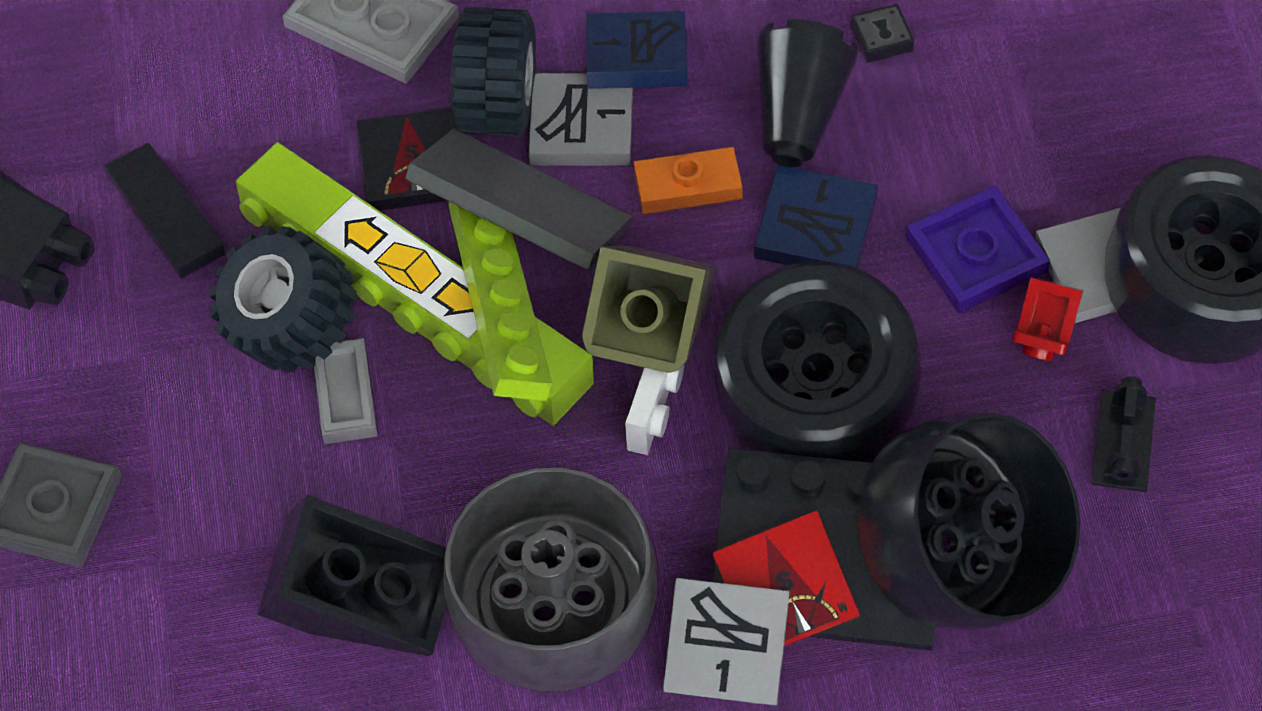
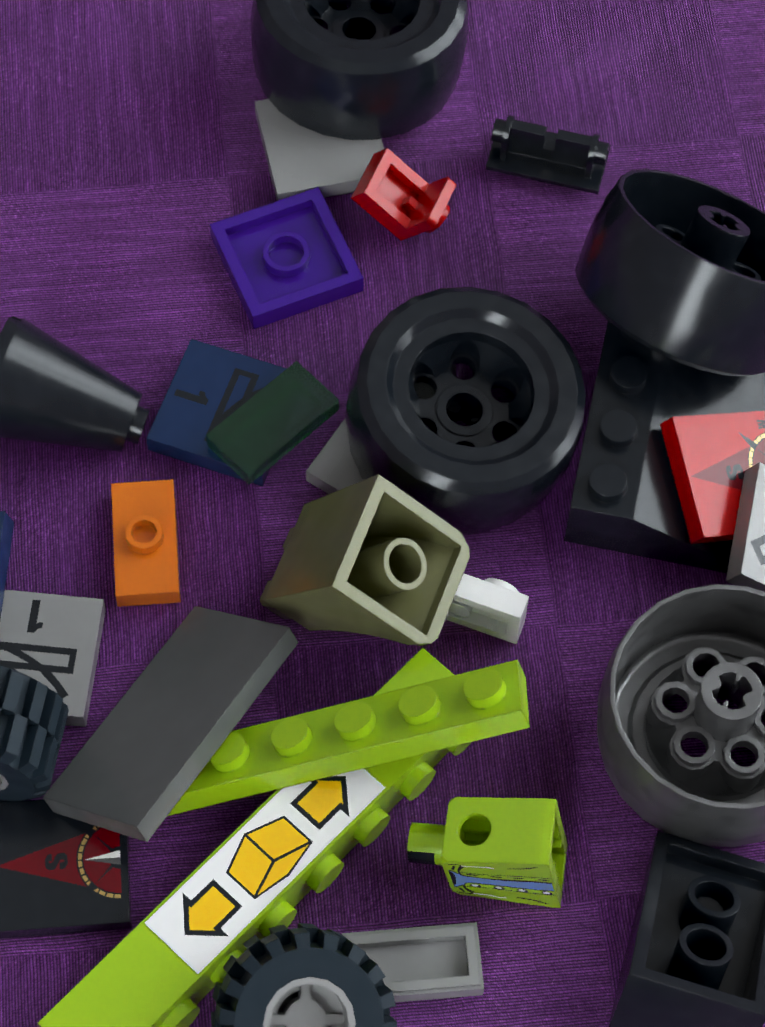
camera: 90 degrees left, 5 degrees up
(424, 405) = (497, 849): none -> lime torso
(793, 237) = (272, 422): none -> clear green tile

